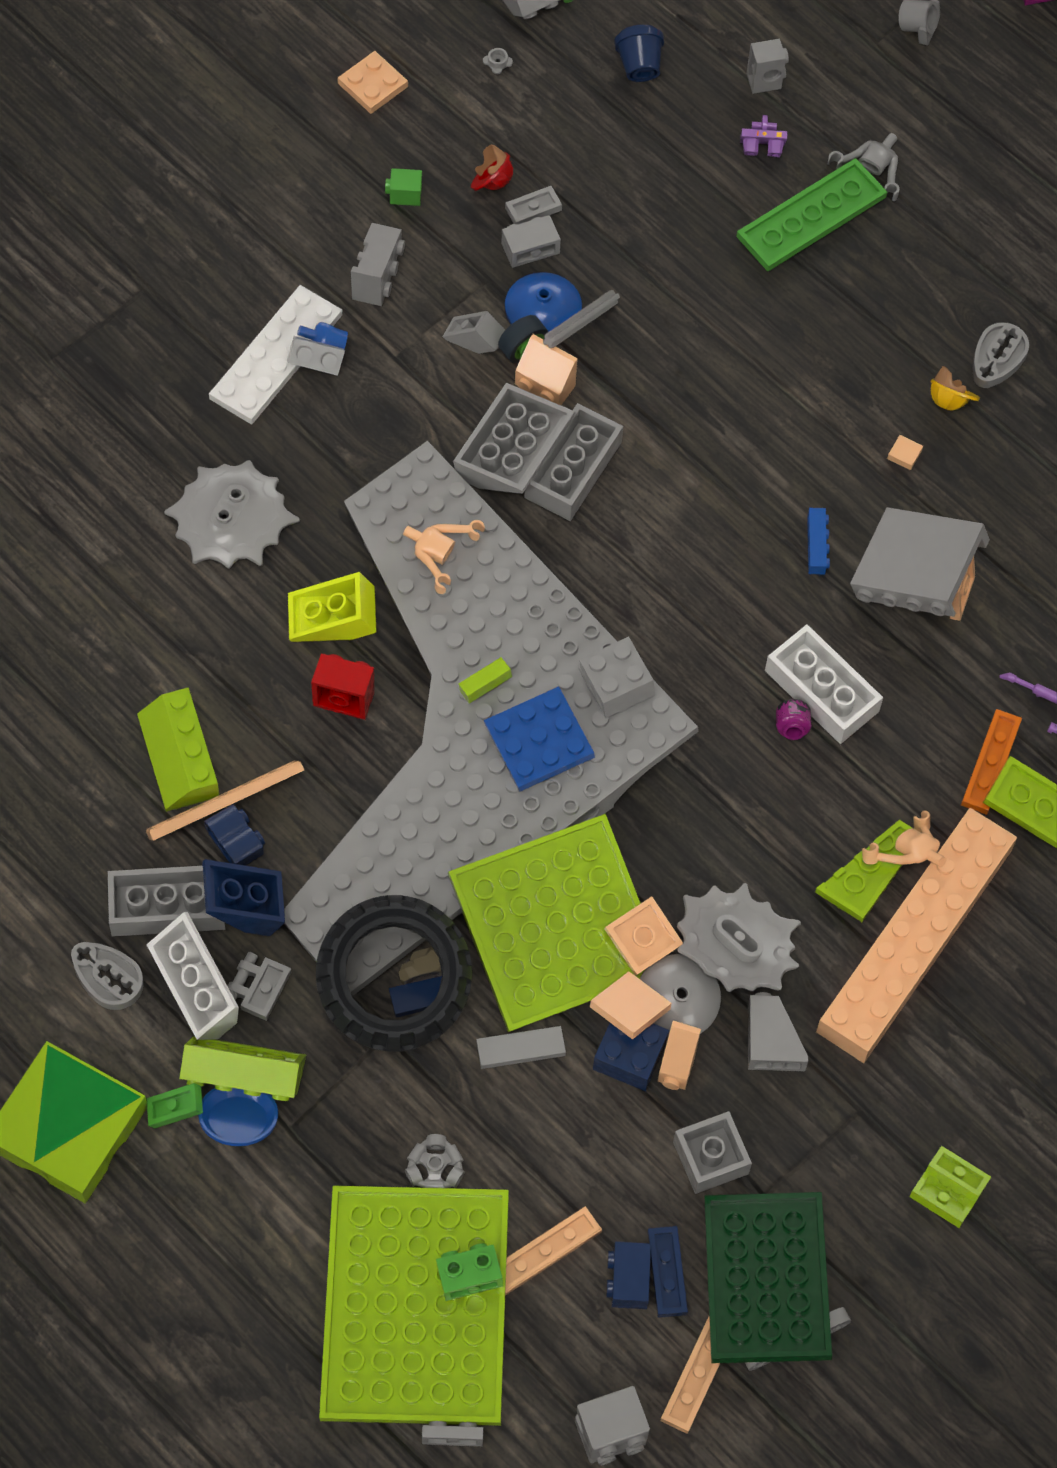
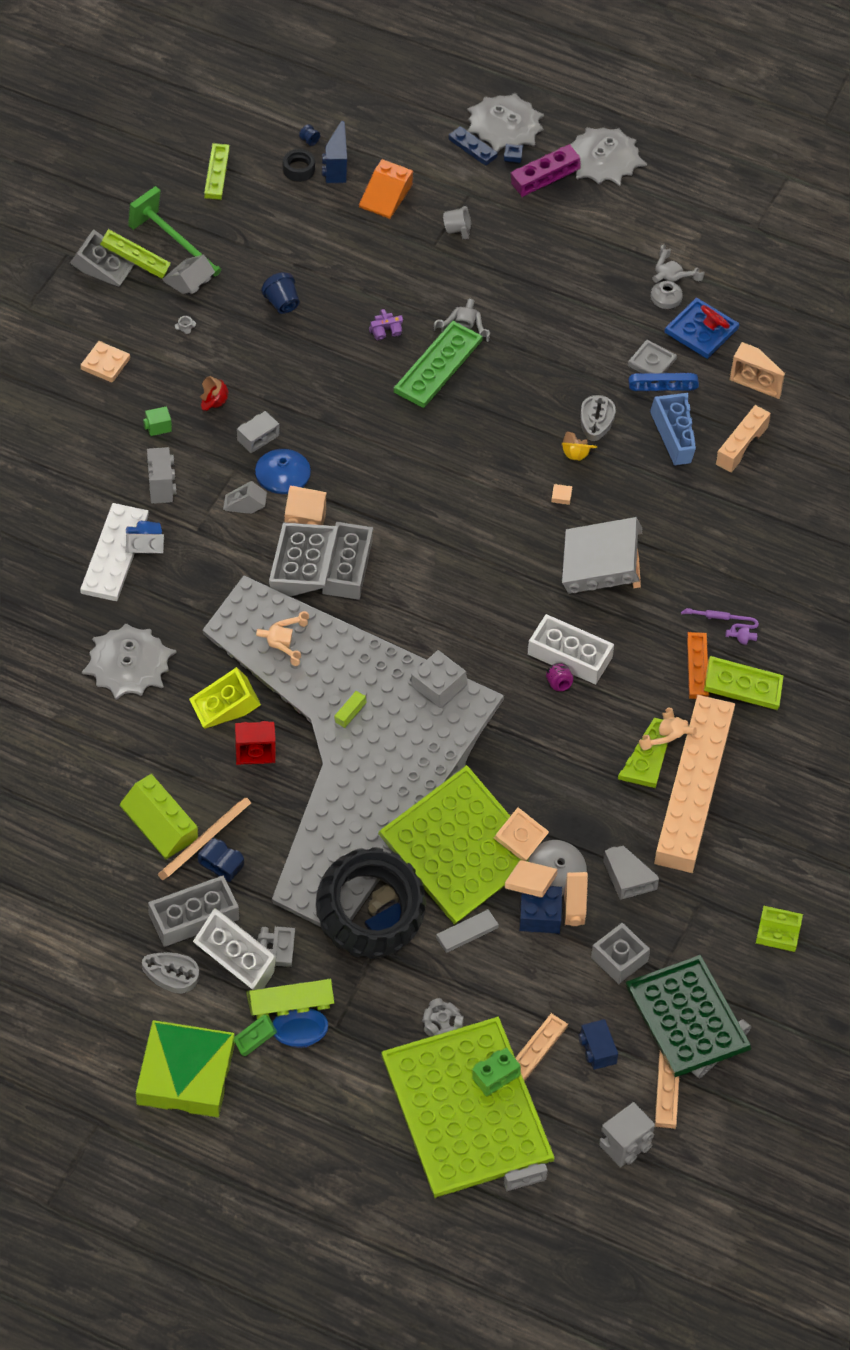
camera: 20 degrees left, 10 degrees down
(244, 896) = (249, 890): dark blue slope -> none
(517, 335) = (278, 493): black wheel -> none
(533, 205) = (249, 409): light grey plate -> none
(539, 739) = (402, 734): blue plate -> none
(581, 319) = (315, 469): light grey axle -> none
(667, 1272) = (622, 1035): dark blue plate -> none
(737, 939) = (581, 820): light grey piece -> none
(766, 65) = (370, 278): light grey brick -> none
(817, 538) = (528, 564): blue piece -> none

